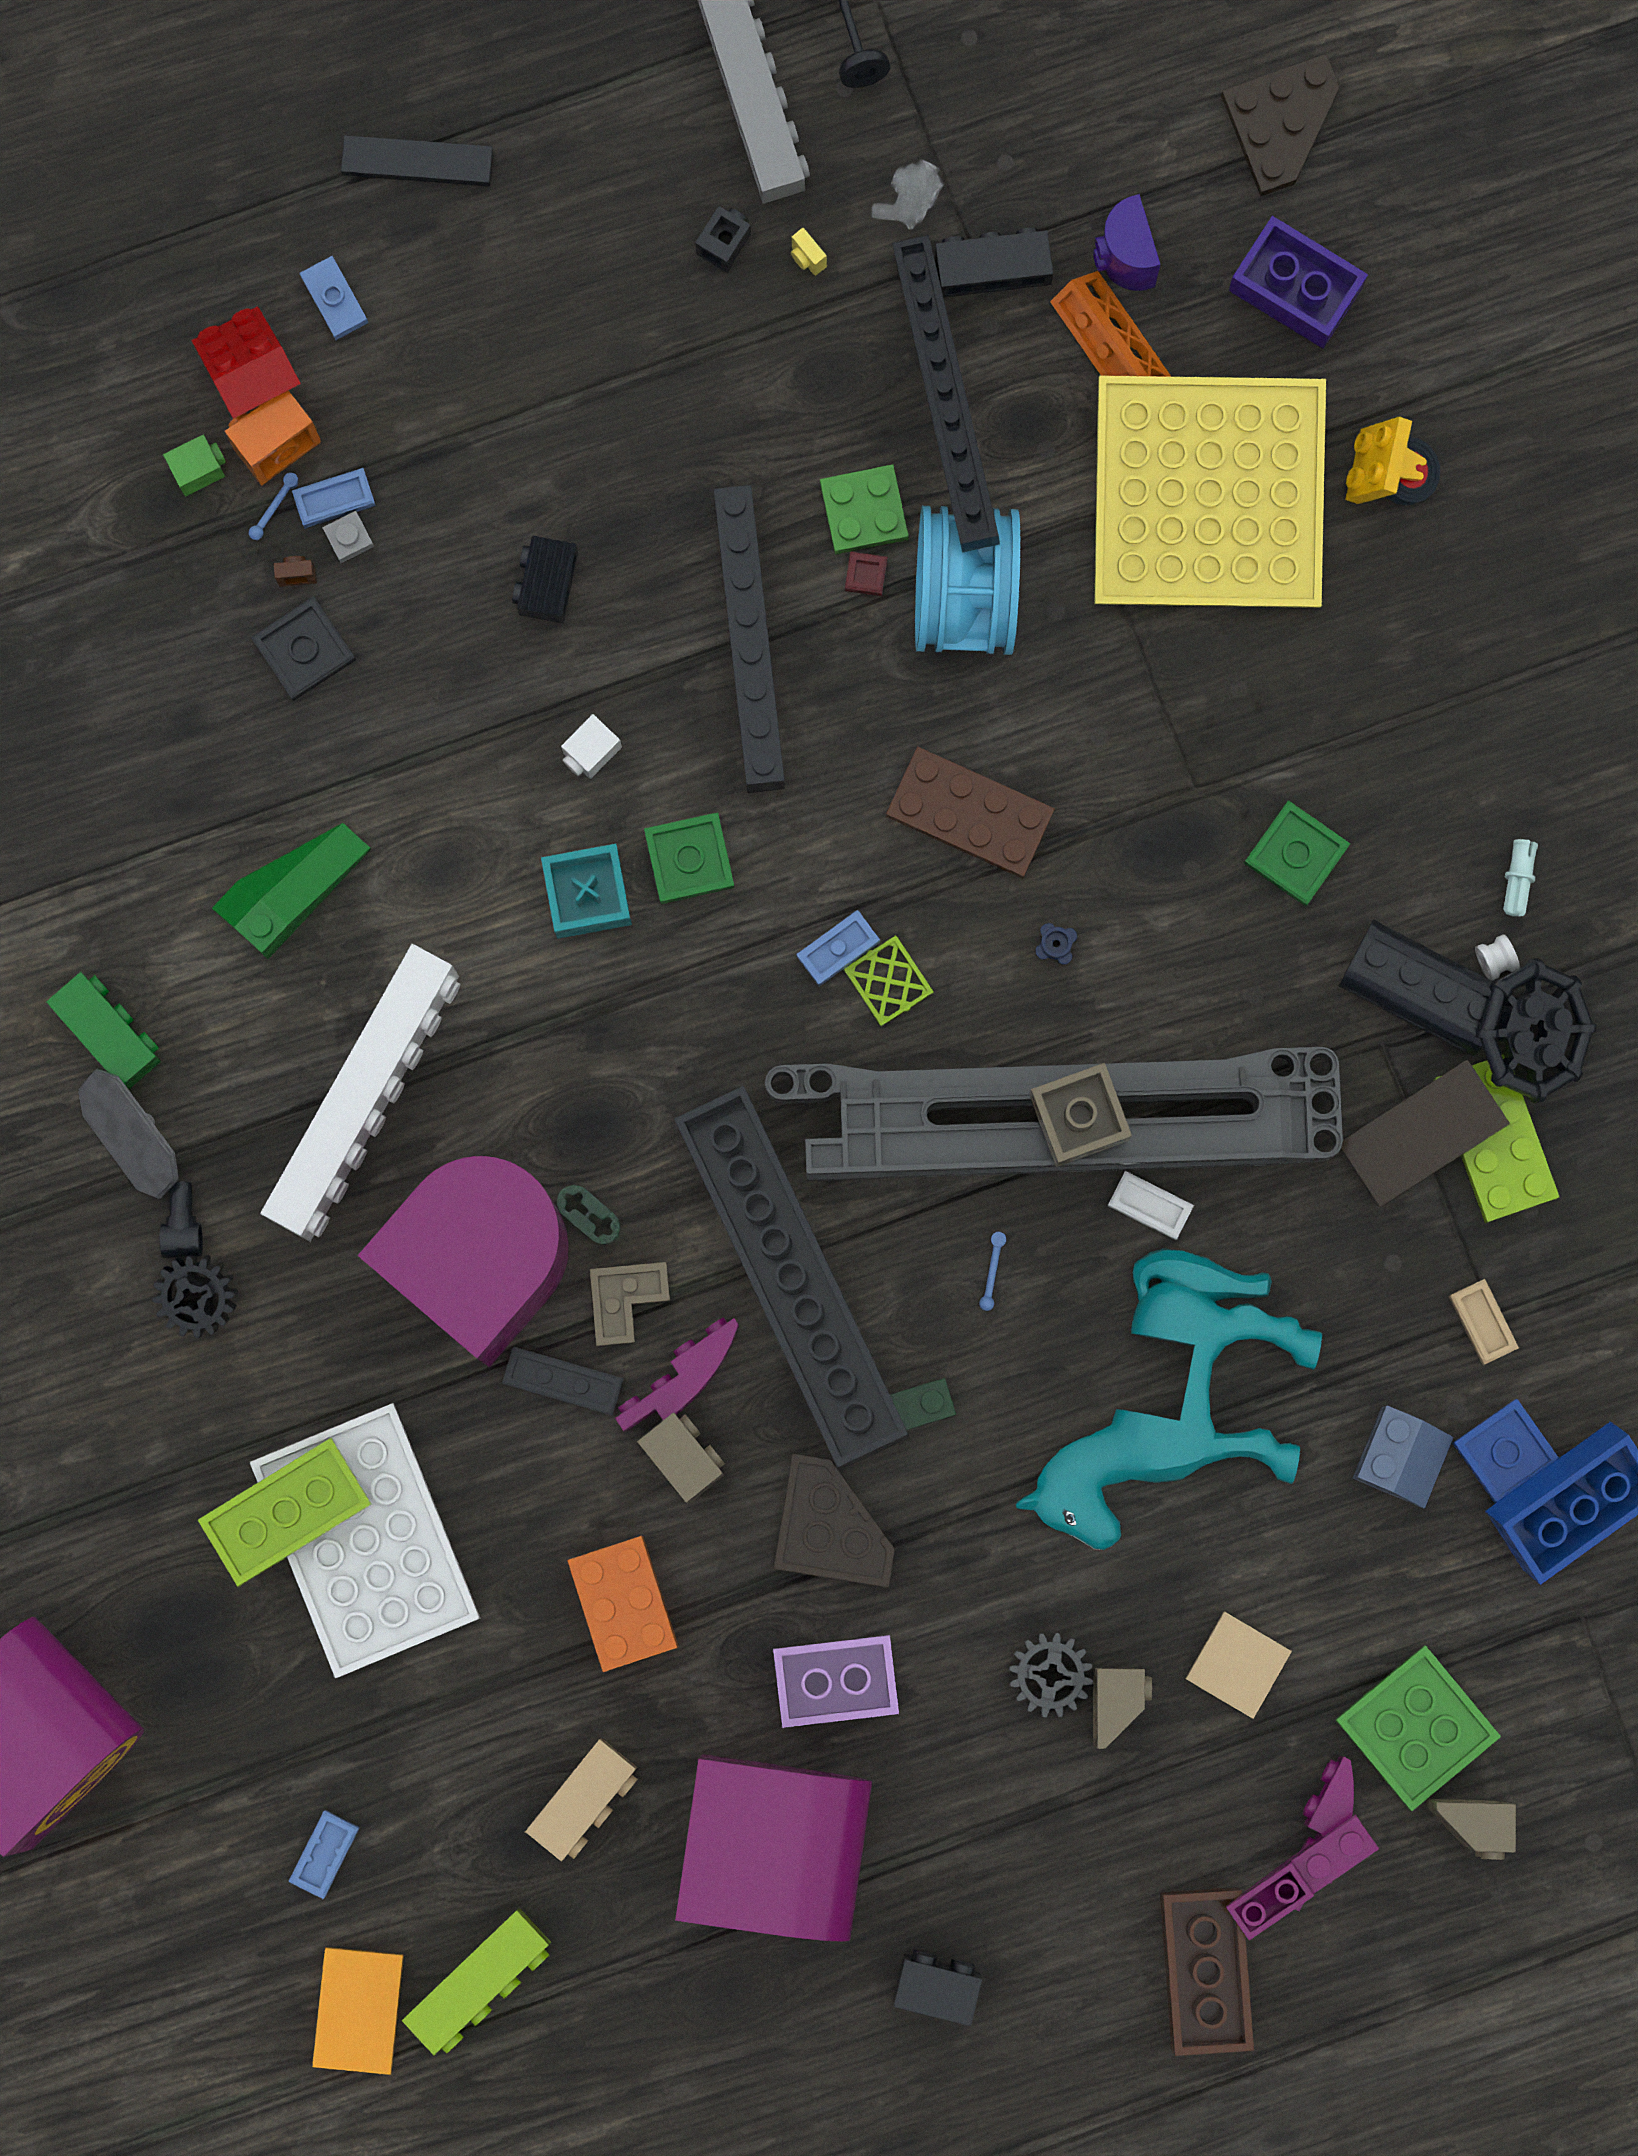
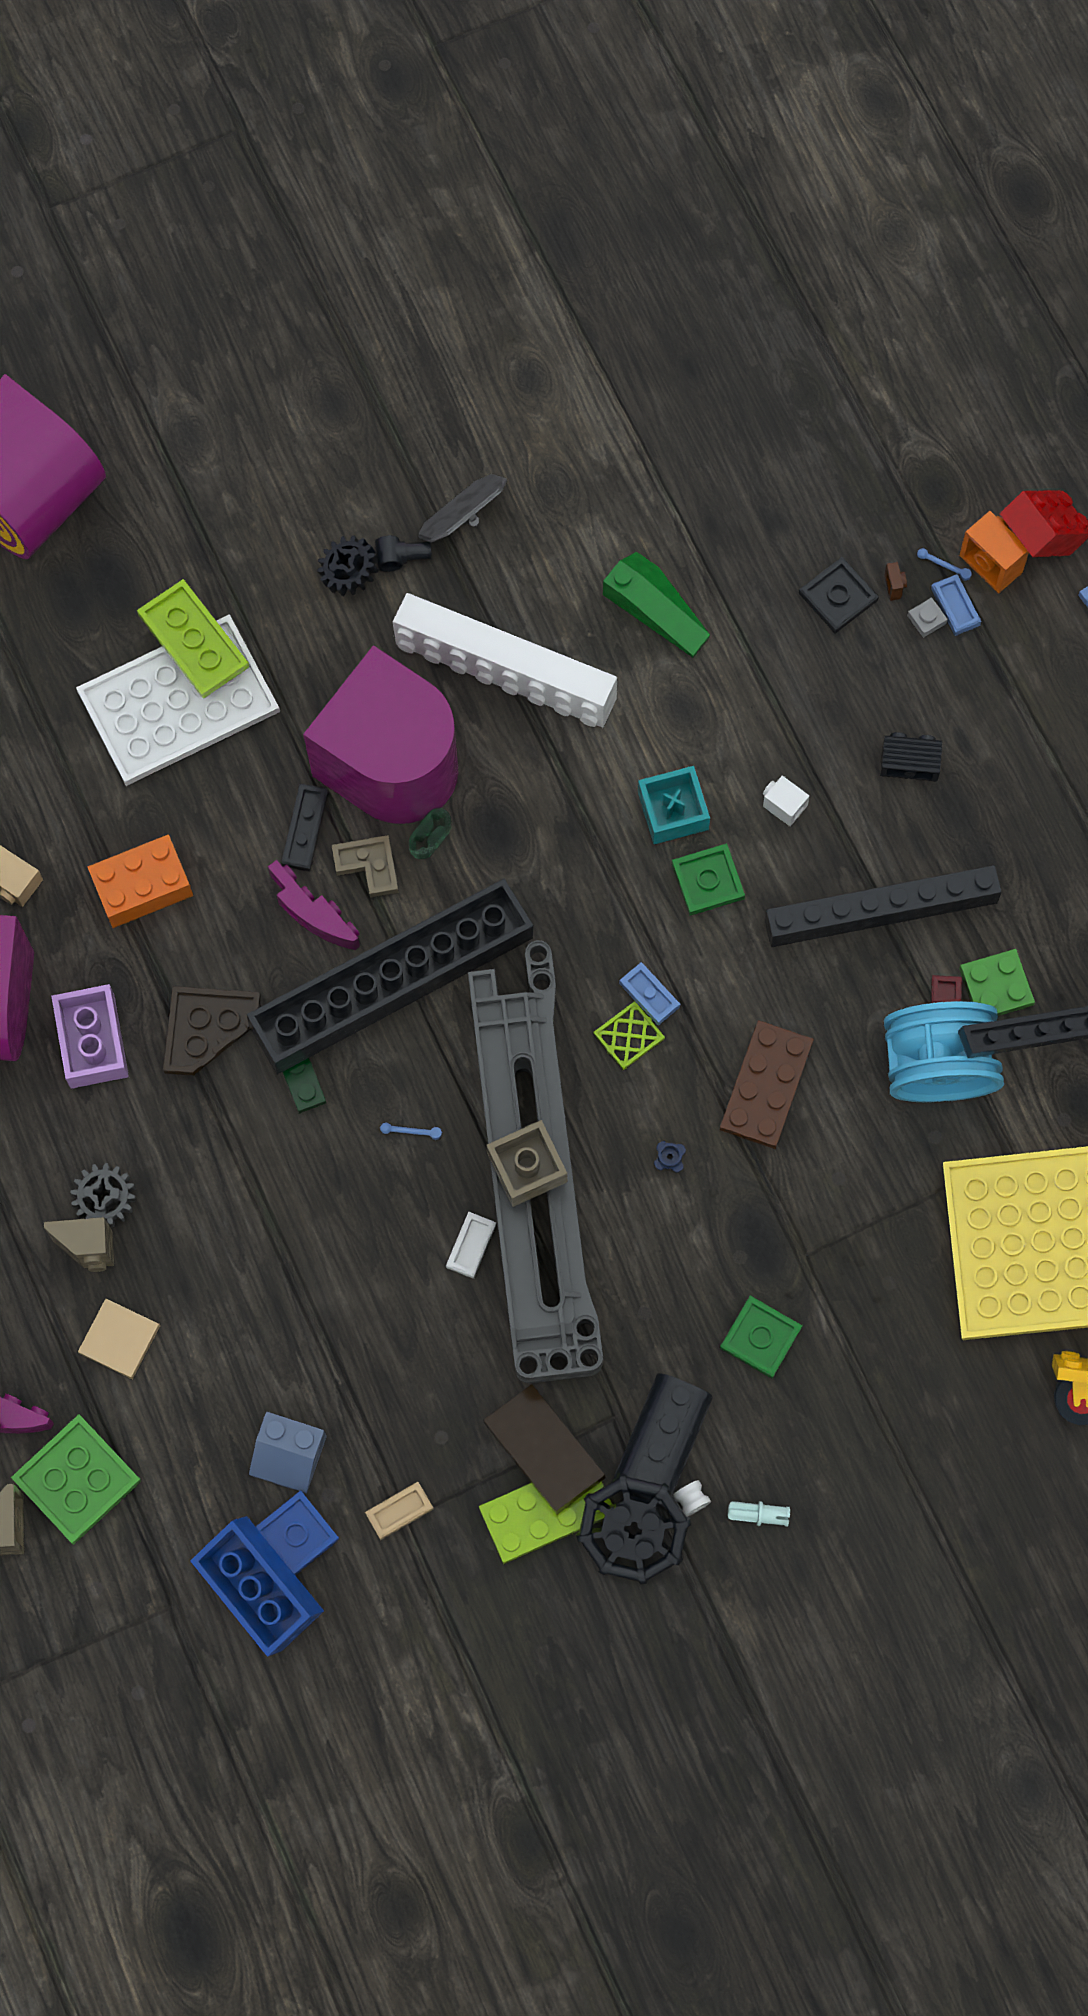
camera: 85 degrees right, 10 degrees down
(105, 1029) = (537, 486): green brick -> none
(195, 464) = (966, 504): bright green brick -> none
(681, 1457) = (250, 909): dark tan brick -> none
(1163, 1448) = (282, 1259): teal animal -> none

